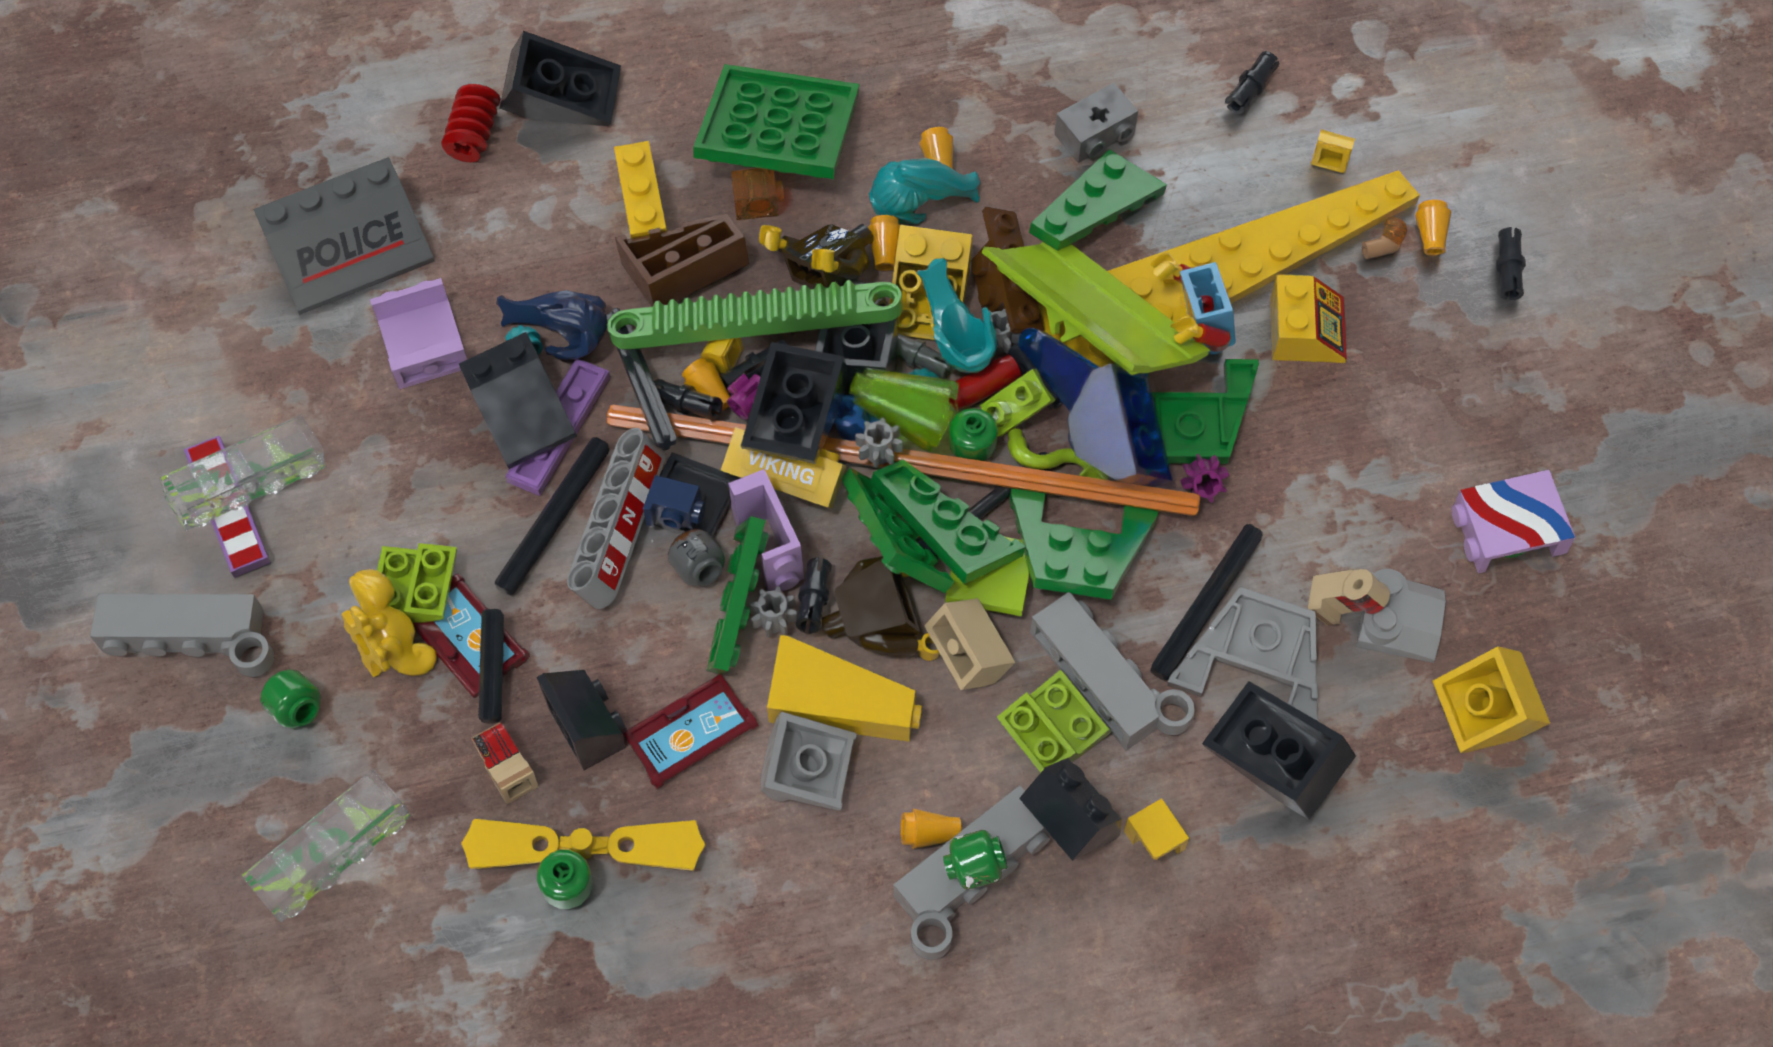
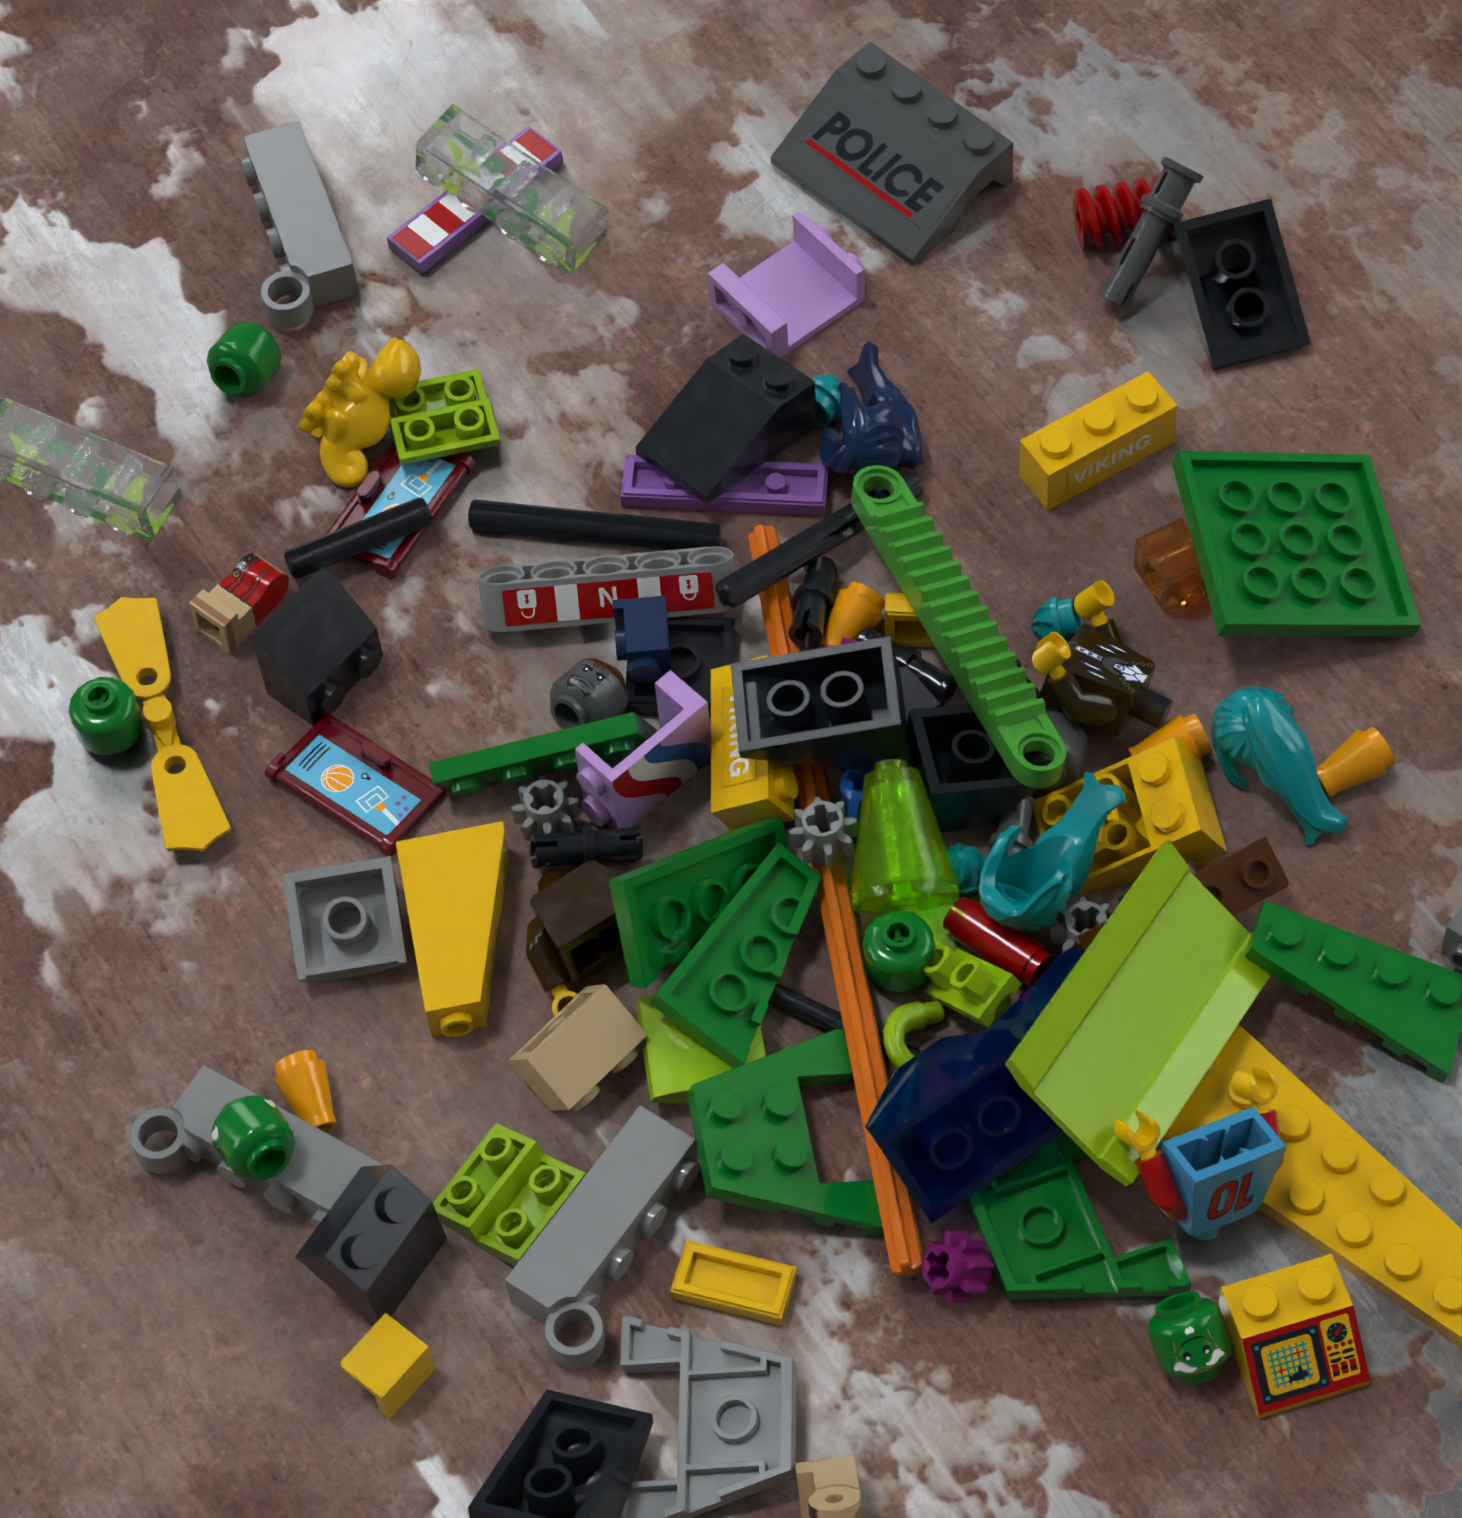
camera: 75 degrees right, 5 degrees down
(495, 93) = (1160, 210): none -> dark grey pin
(684, 258) = (1019, 517): reddish brown wedge -> none
(765, 269) = (1056, 616): none -> teal plate
(1162, 611) = (733, 1283): none -> yellow tile
(1206, 602) = (773, 1334): black axle -> none
(1295, 370) = (1189, 1337): none -> green head

